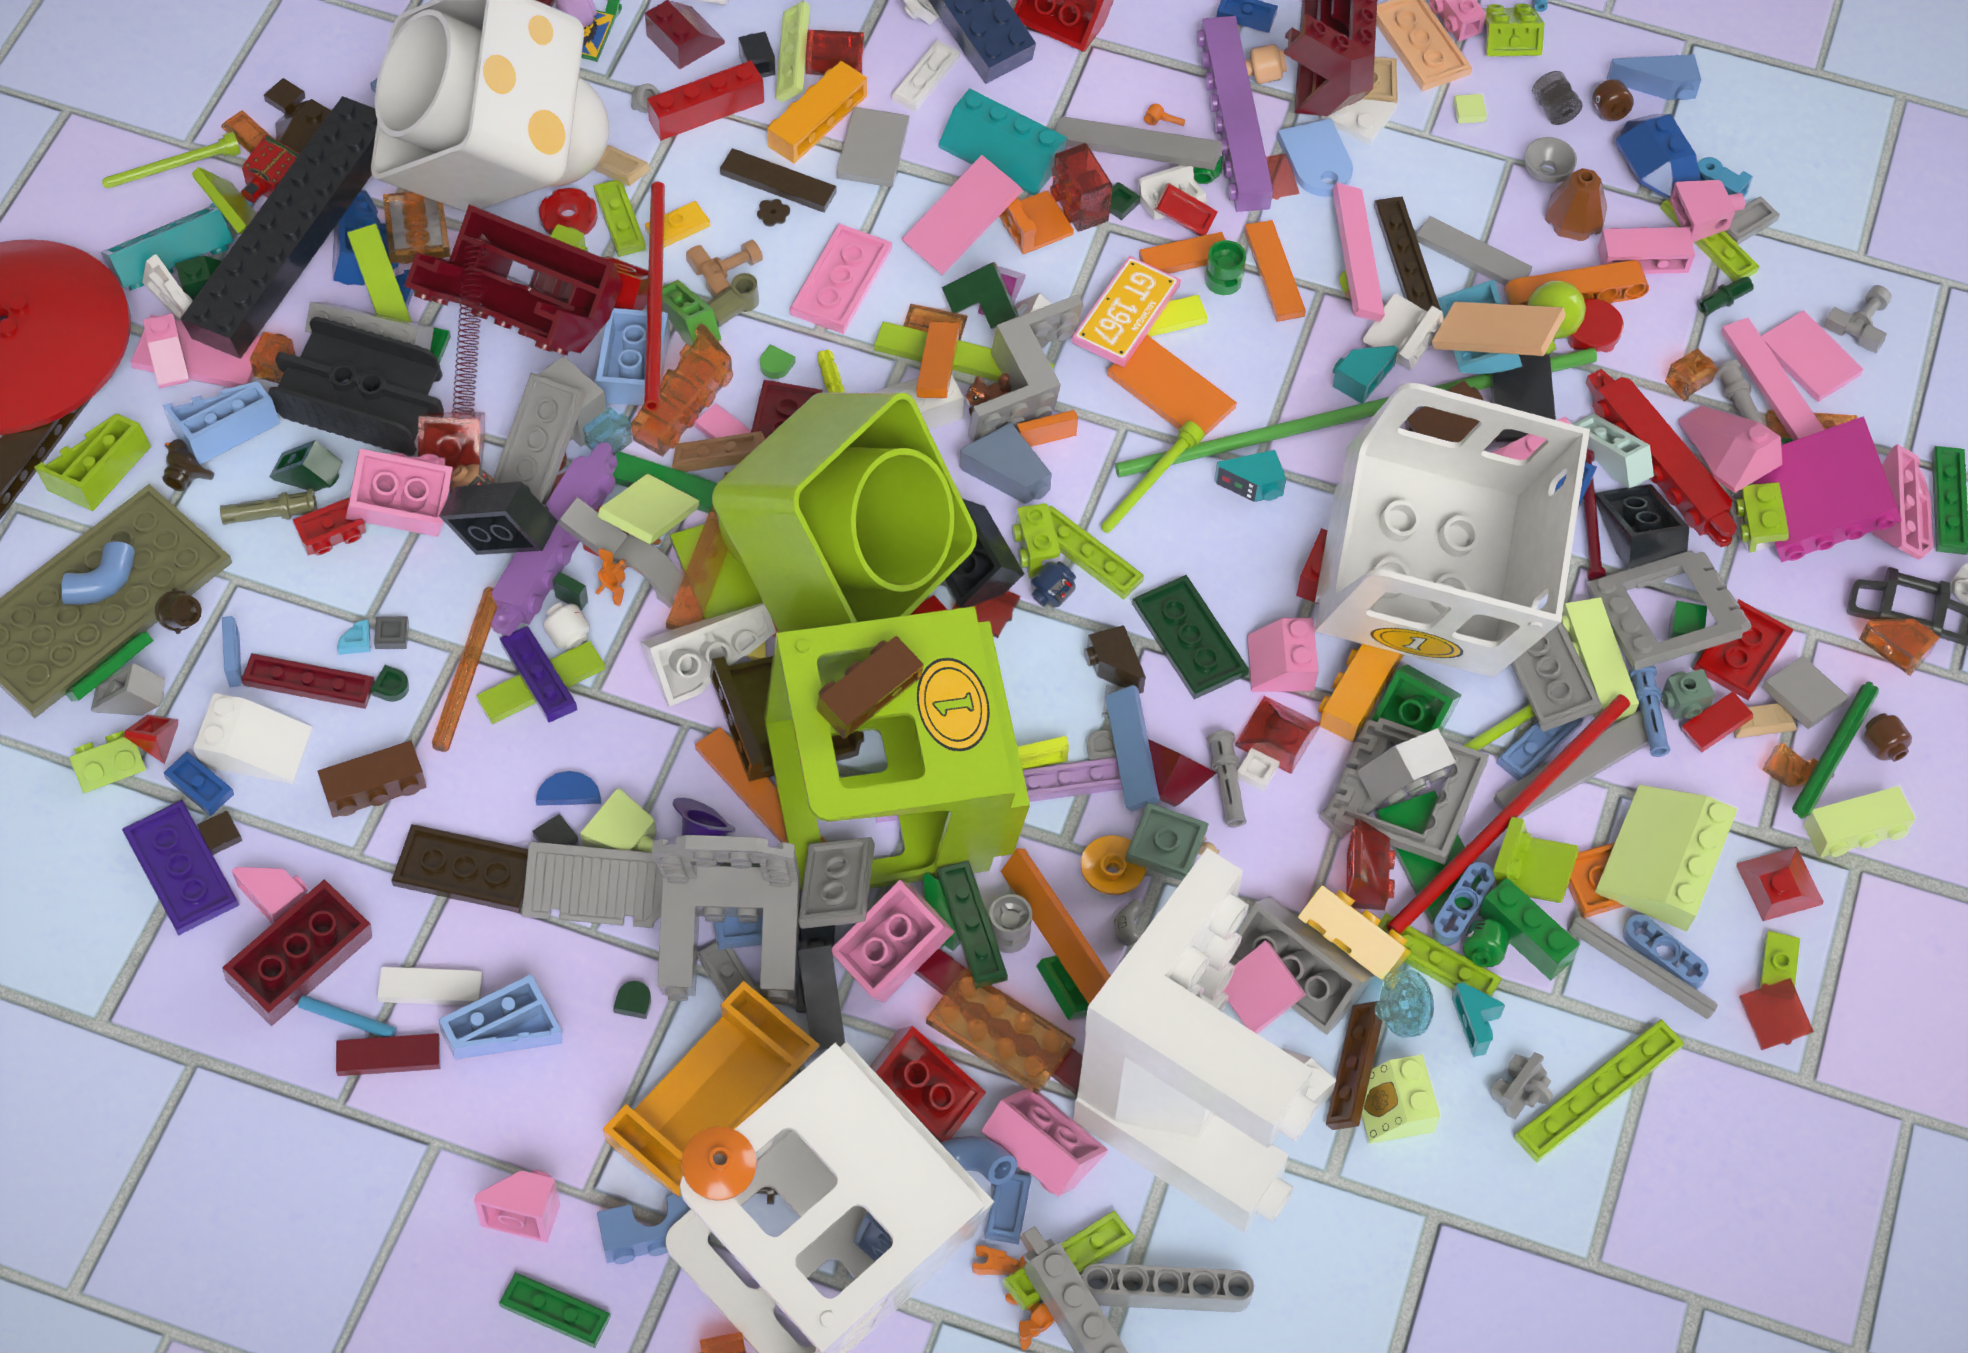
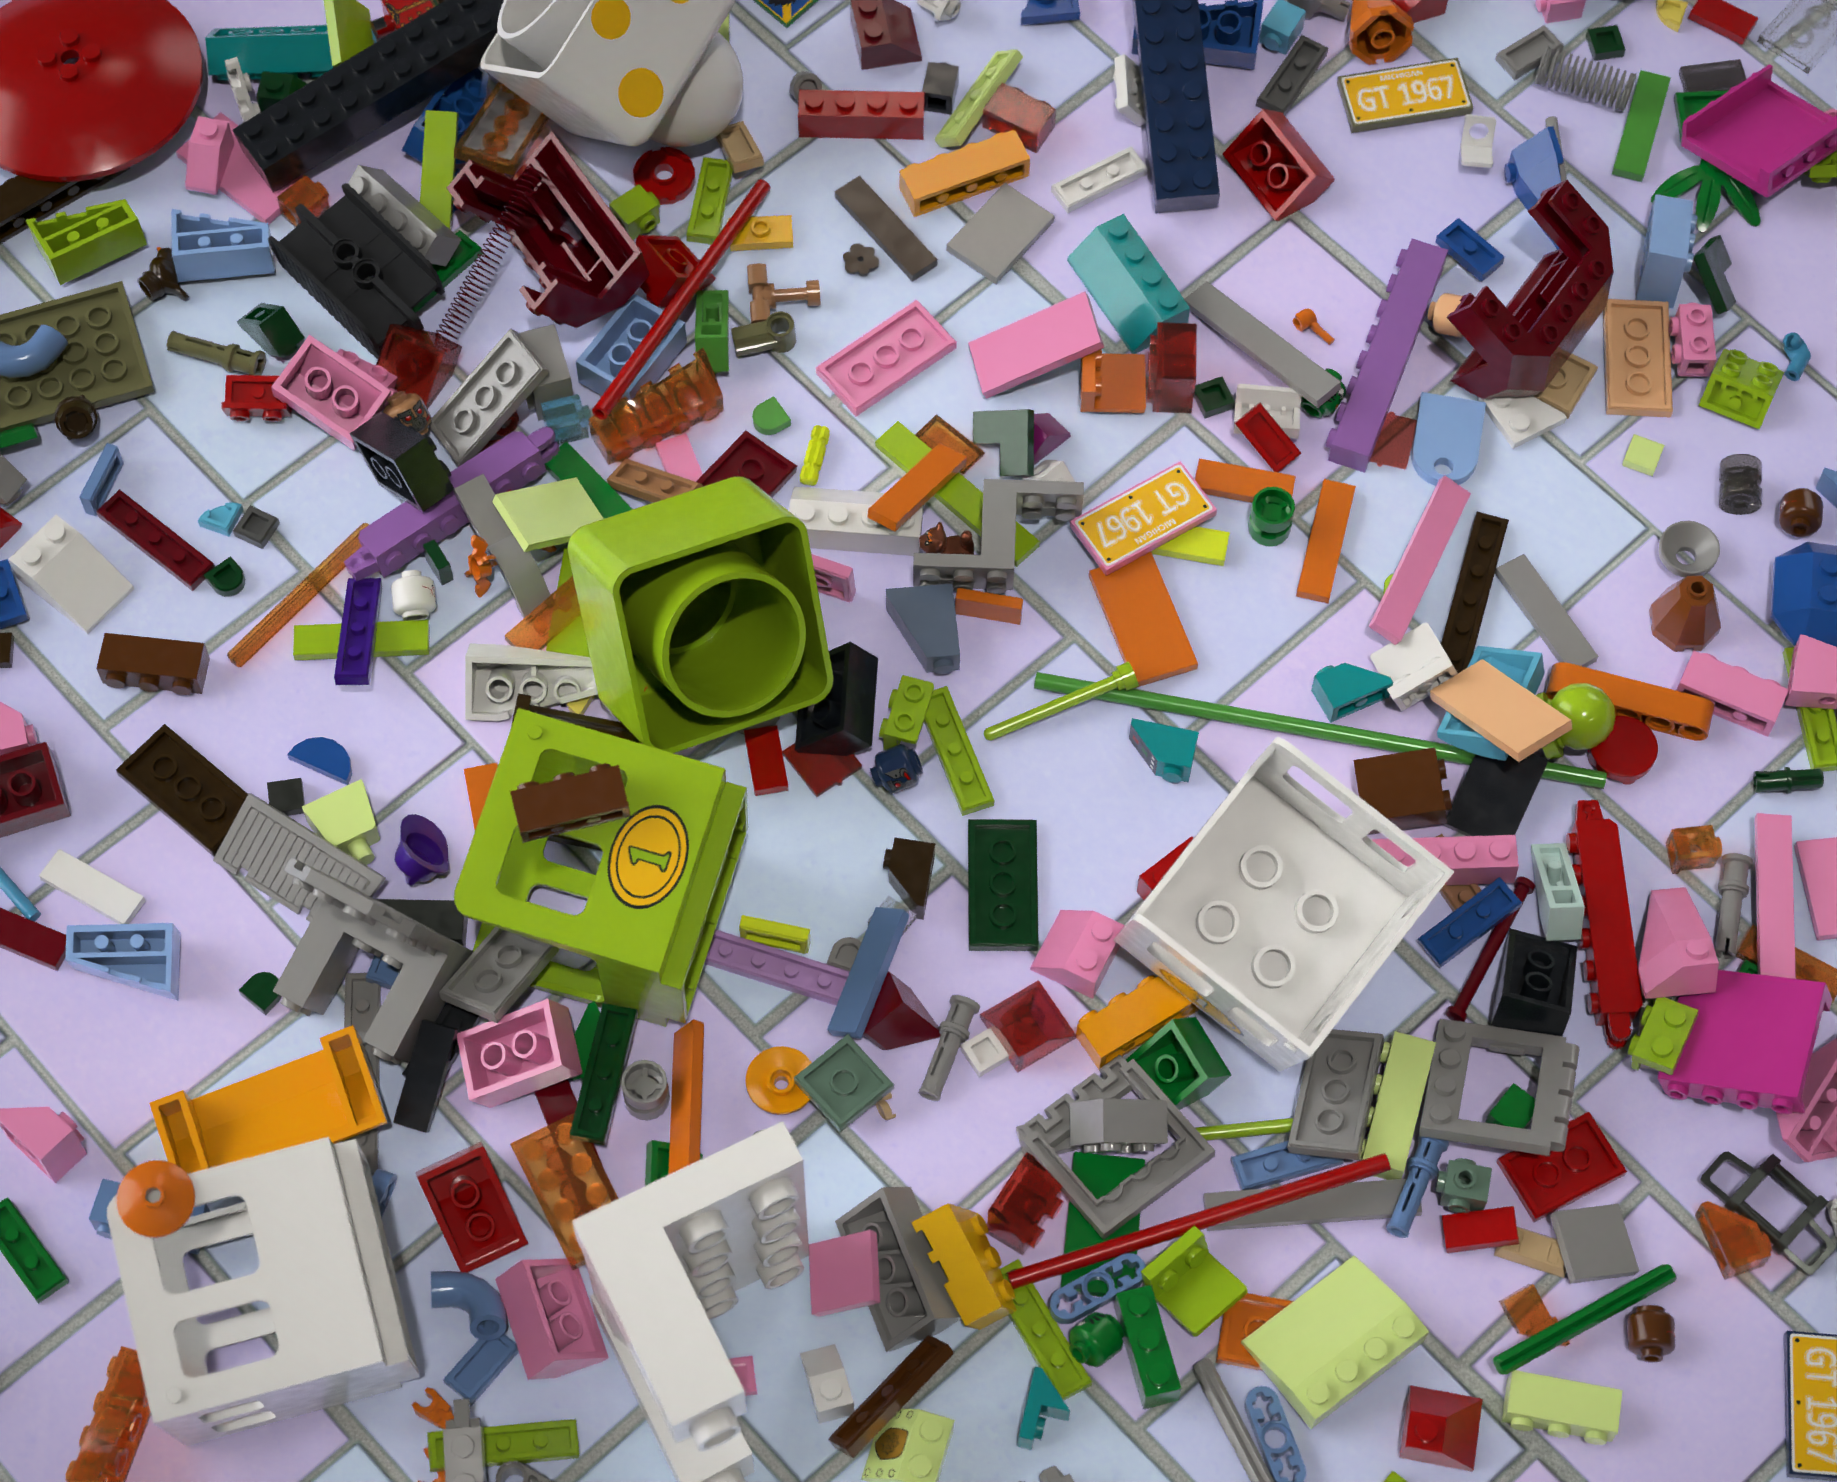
camera: 30 degrees right, 5 degrees up
(1406, 1003) = (975, 1360): clear light blue tile -> none

